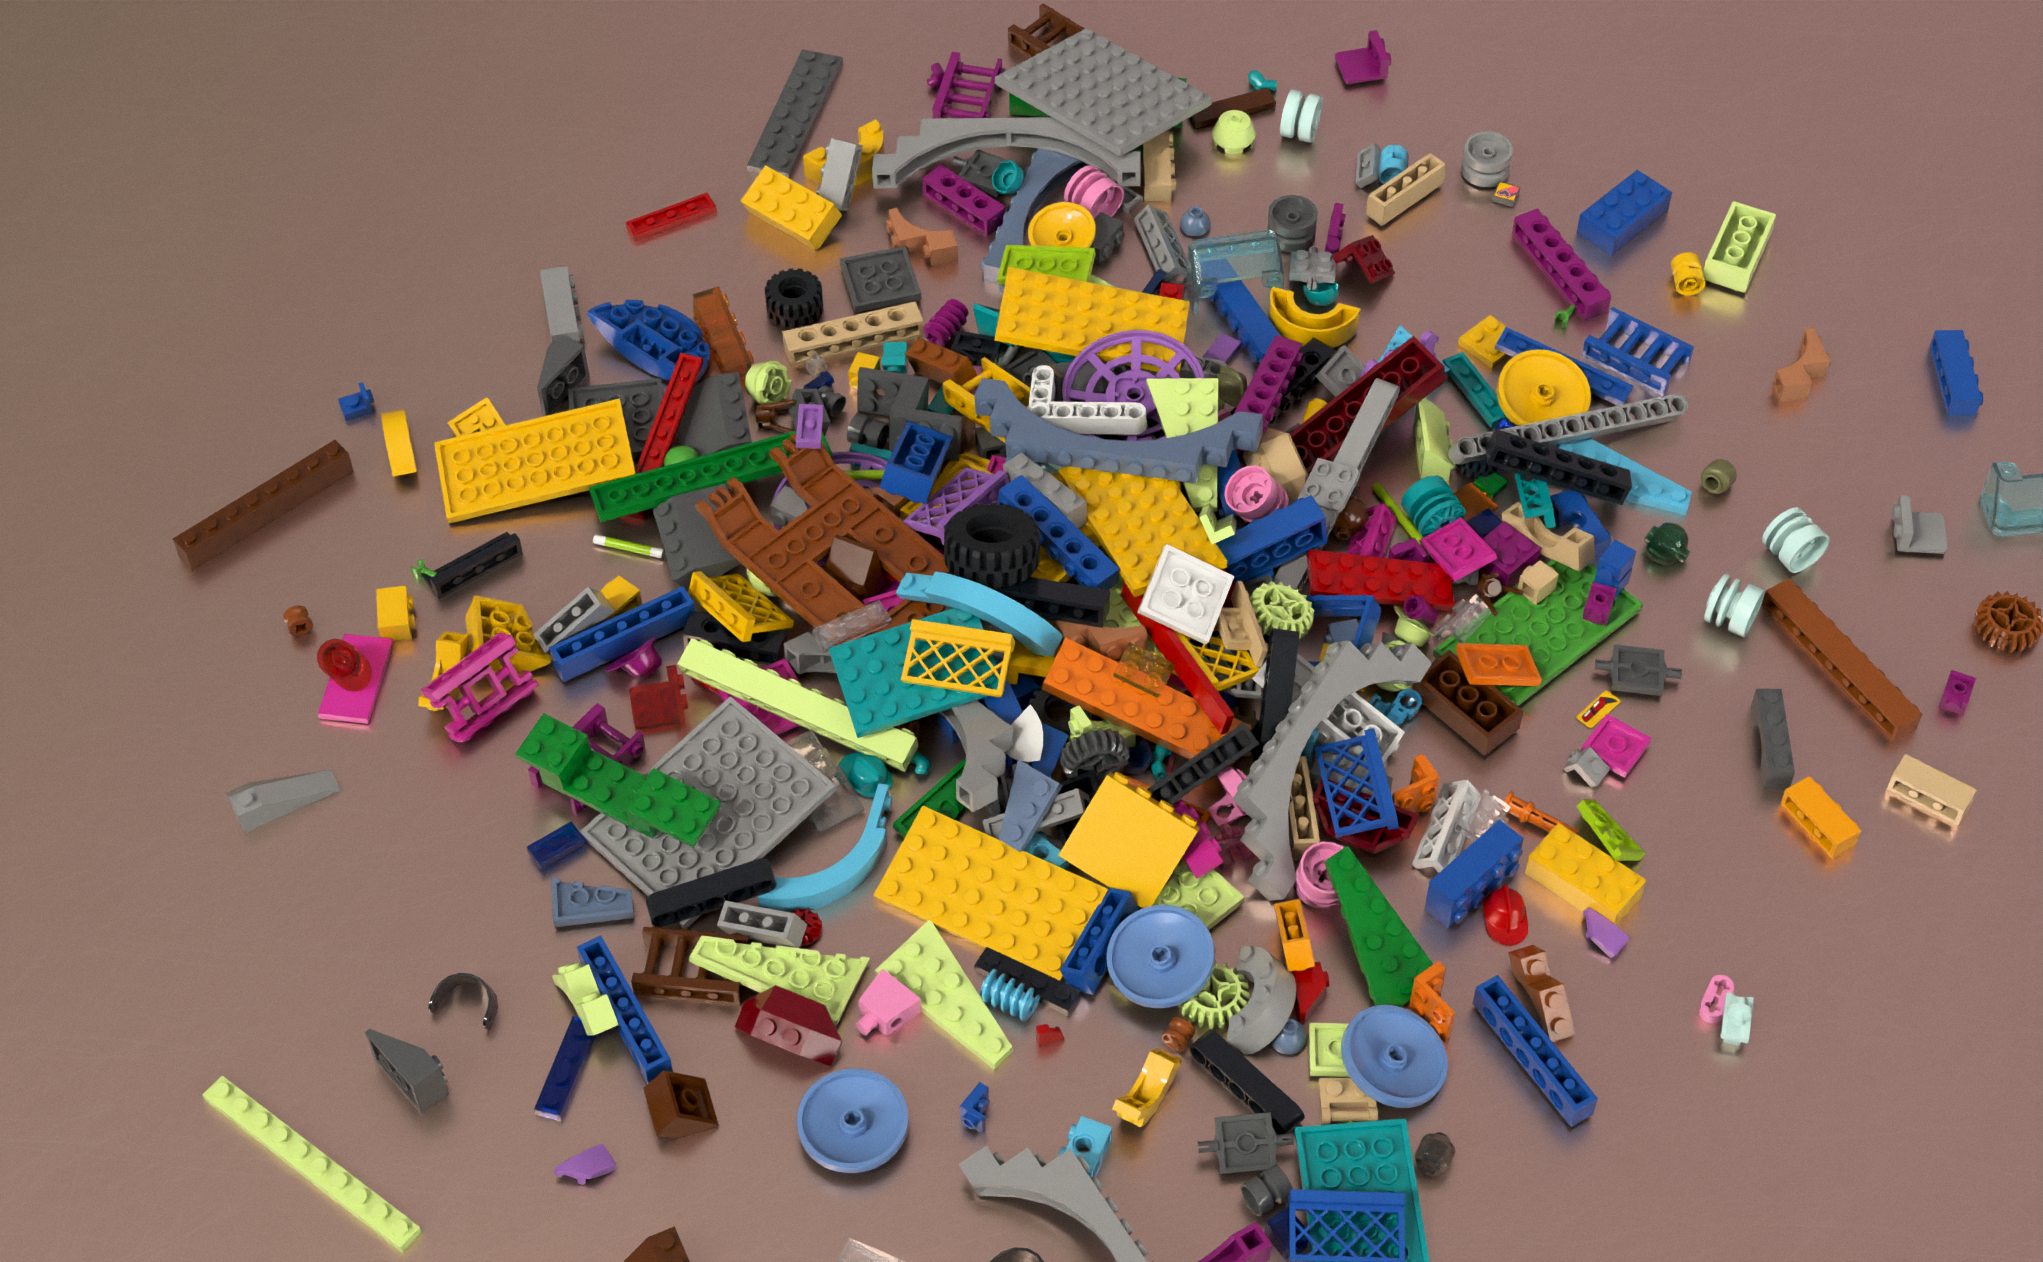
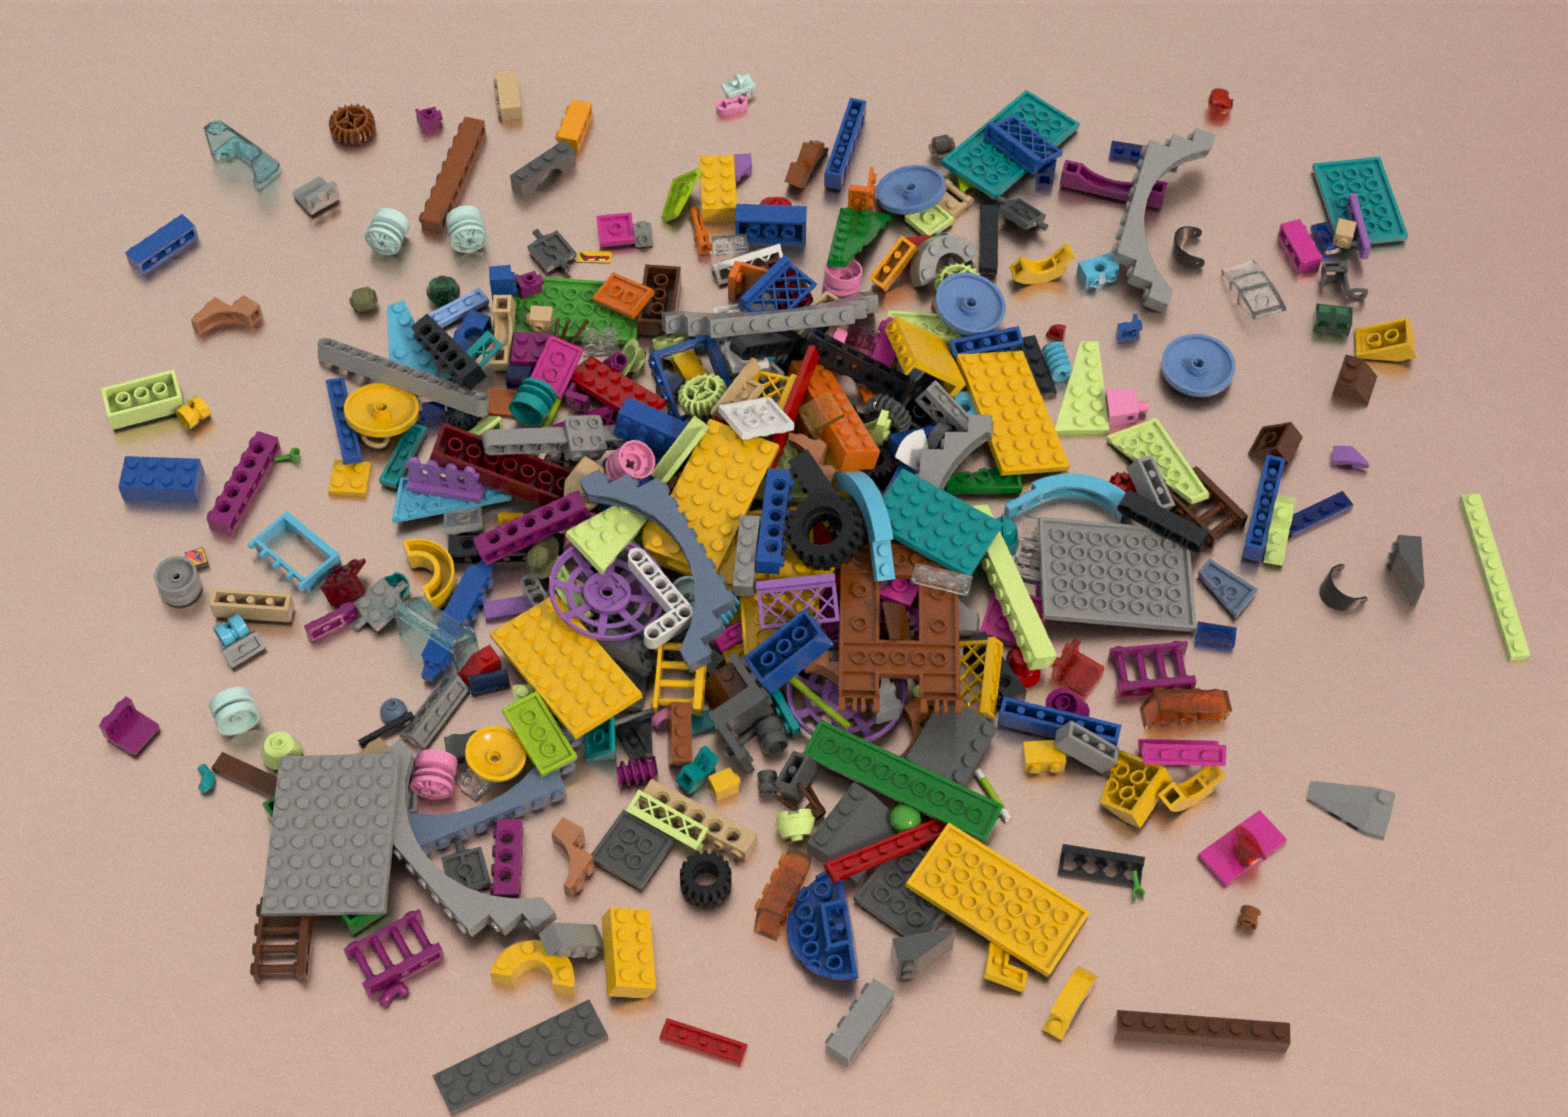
camera: 135 degrees left, 5 degrees up
(357, 404) = (1068, 1071): blue bracket -> none
(394, 613) = (1183, 868): yellow brick -> none
(498, 763) = (1184, 706): none -> clear orange wedge
(613, 789) = (1151, 600): green bracket -> none
(791, 1024) = (1188, 434): dark red wedge -> none
(809, 426) = (843, 695): medium lavender plate -> none
(815, 365) = (746, 817): clear bush -> none
(824, 378) = (759, 804): clear blue pin -> none
(872, 304) = (668, 829): none -> yellowish green fence
(958, 636) = (904, 498): yellow fence -> none
(1007, 177) = (470, 835): teal hair -> none
(1027, 805) = (952, 413): sand blue wing -> none
(1178, 1034) = (997, 279): dark orange wheel -> none
(1184, 196) = (386, 728): none -> black bar
(1265, 1191) = (1041, 190): dark grey wheel -> none
(1293, 221) = (348, 644): dark grey wheel -> none
(1410, 271) = (294, 525): none -> medium azure hinge
(1629, 366) = (305, 403): blue fence -> none
(1632, 530) = (459, 308): none -> light blue plate

